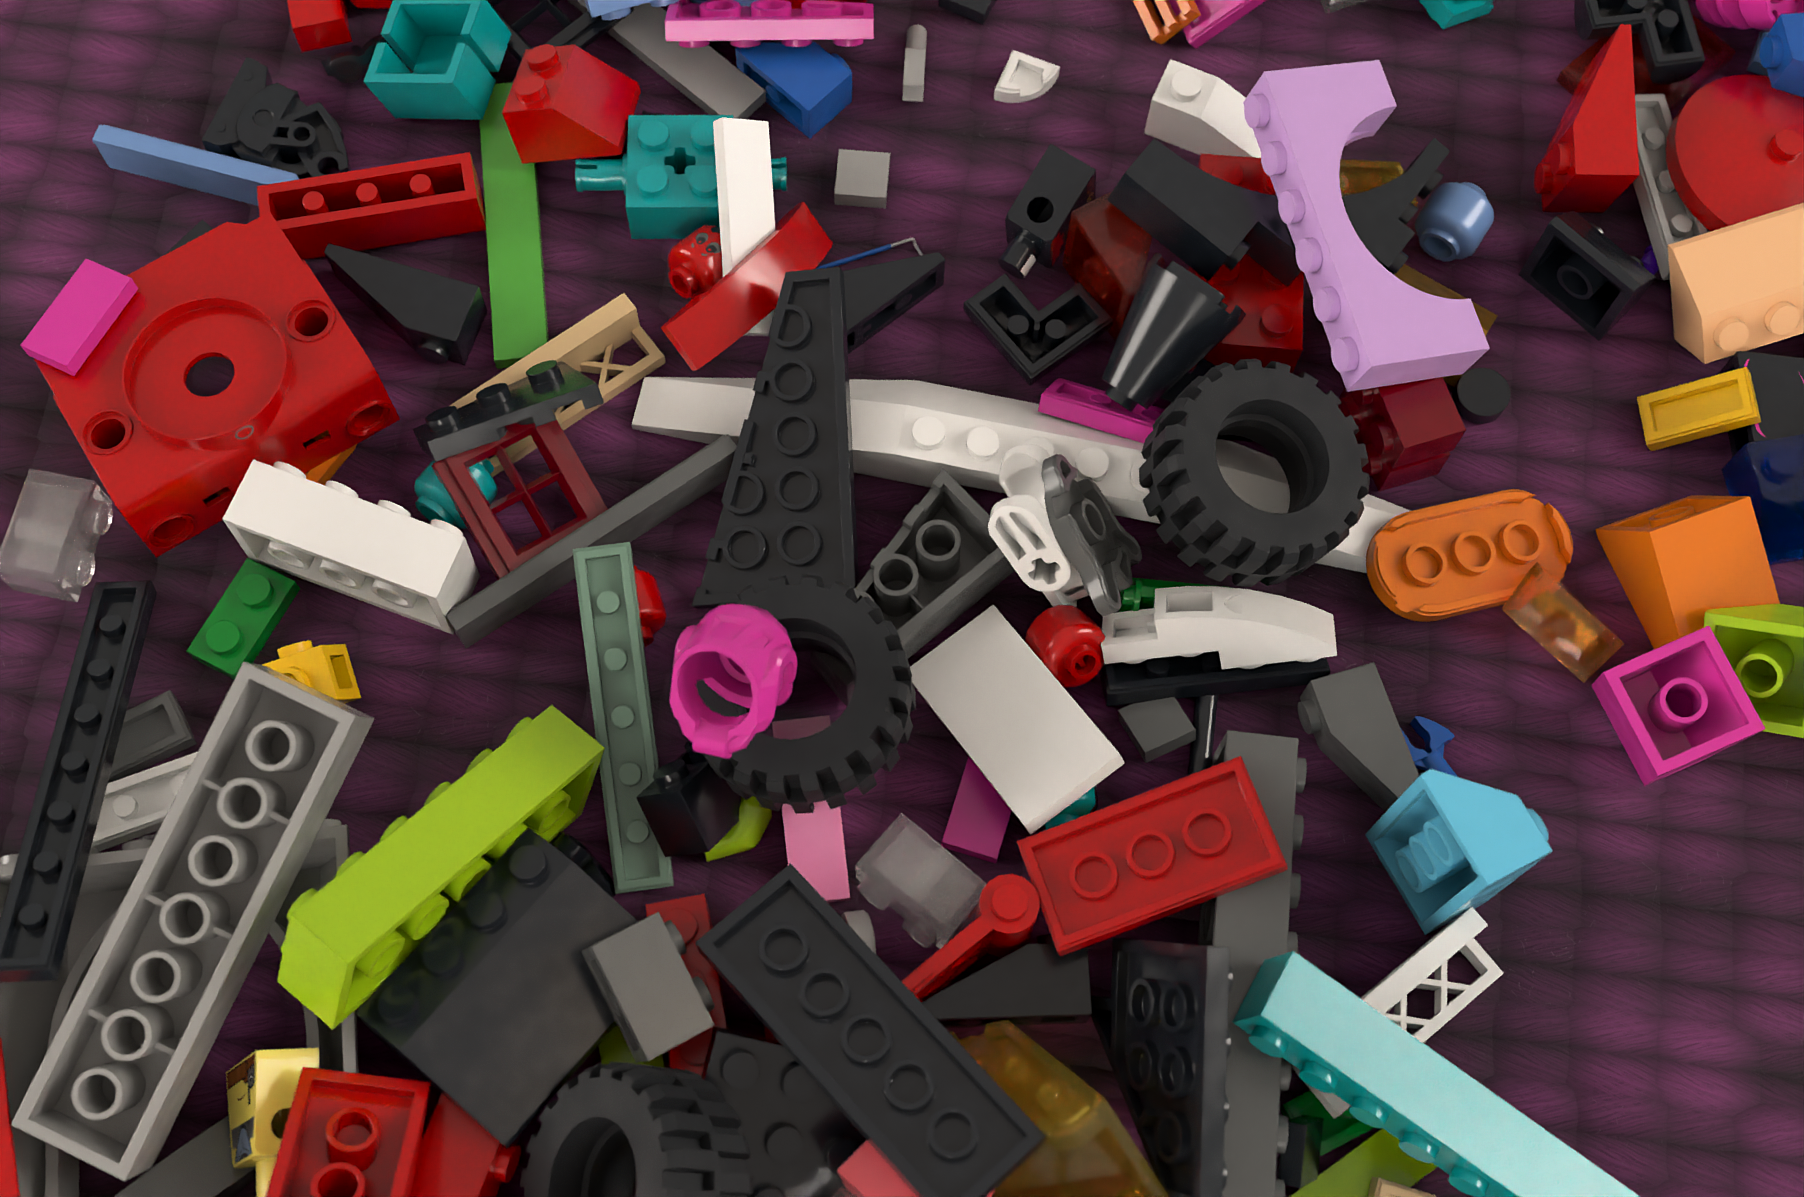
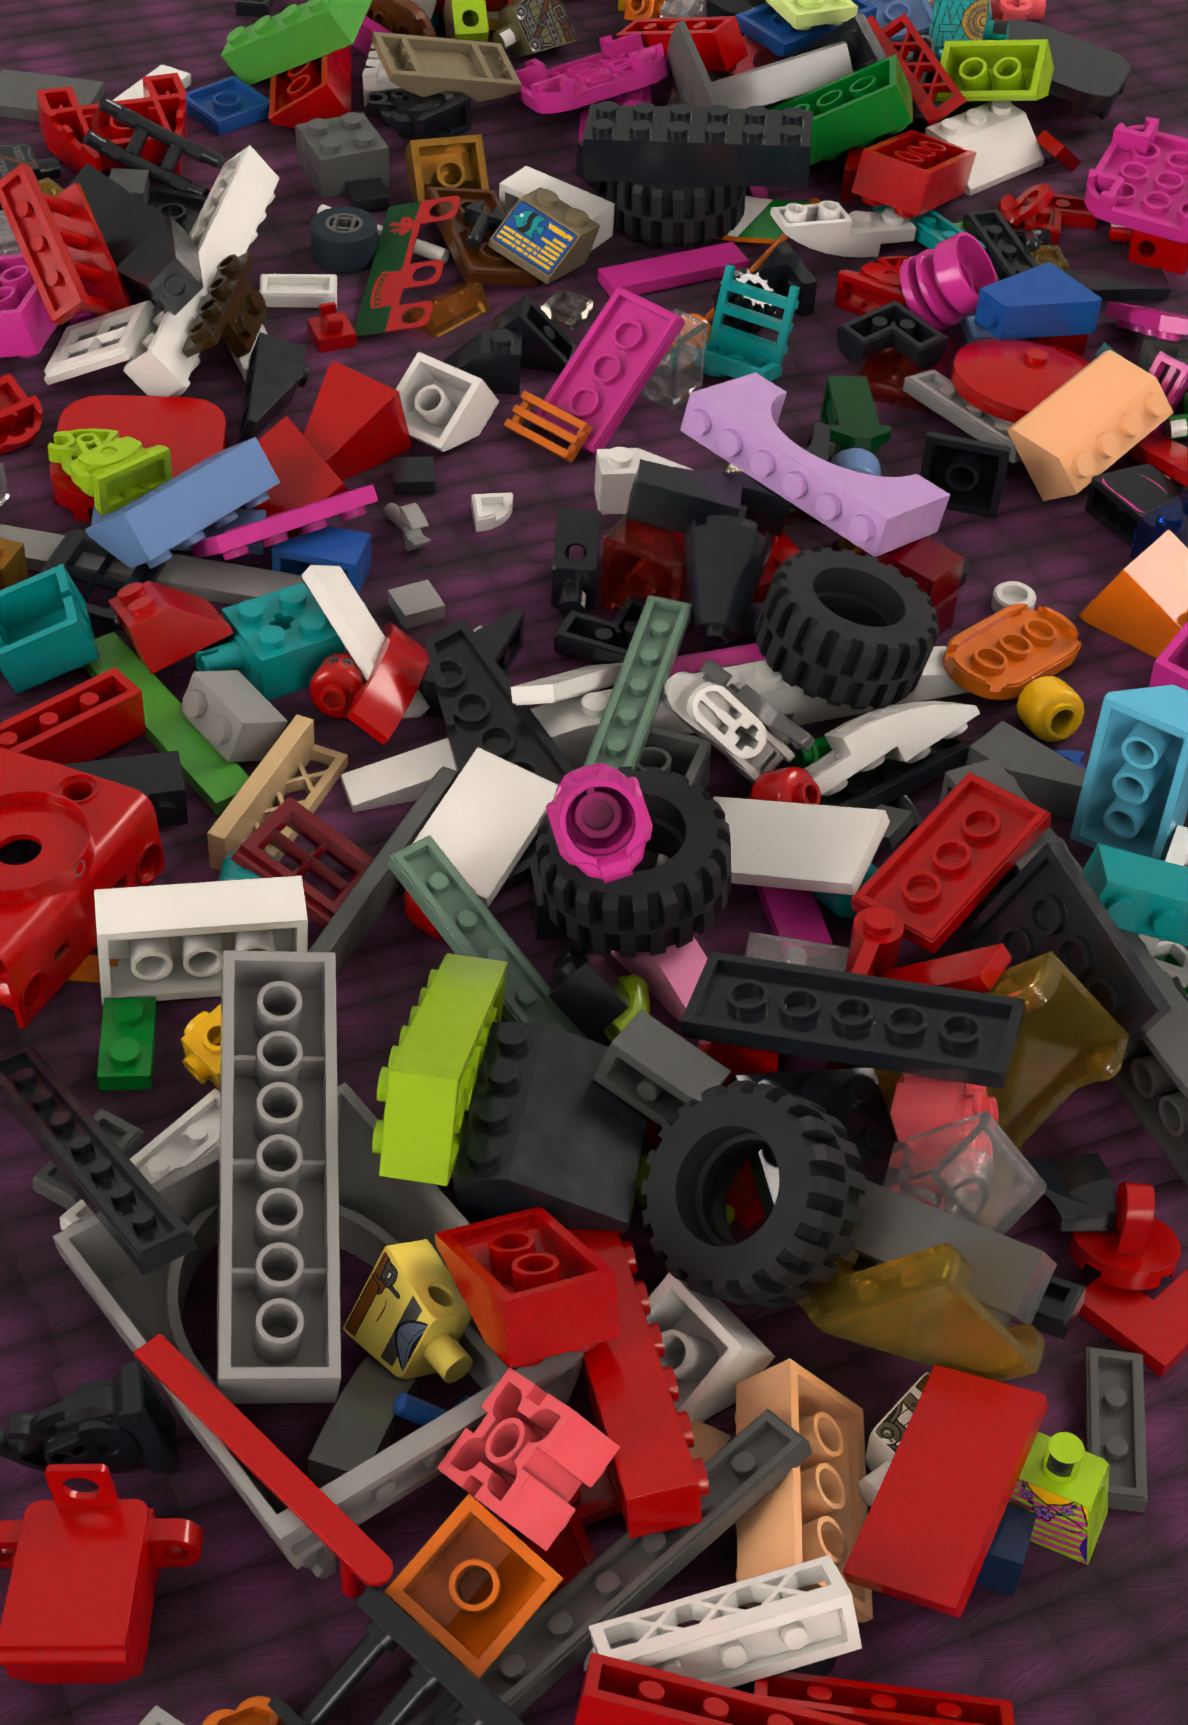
camera: 30 degrees left, 25 degrees down
(522, 402) = (263, 803): black wing -> none
(567, 257) = (232, 715): none -> light grey brick
(720, 533) = (489, 820): none -> white tile
(922, 390) = (566, 684): none -> white tile
(975, 445) = (640, 684): none -> sand green tile
(1016, 1017) = (968, 970): none -> red tile
(1454, 660) = (1050, 709): none -> yellow head
(1507, 132) = (852, 415): none -> dark green piece
(1531, 471) = (1012, 593): none -> white tile
(1562, 623) = (1101, 661): clear orange slope -> none
(1596, 140) = (911, 393): red slope -> none
(1698, 409) = (1092, 519): yellow tile -> none

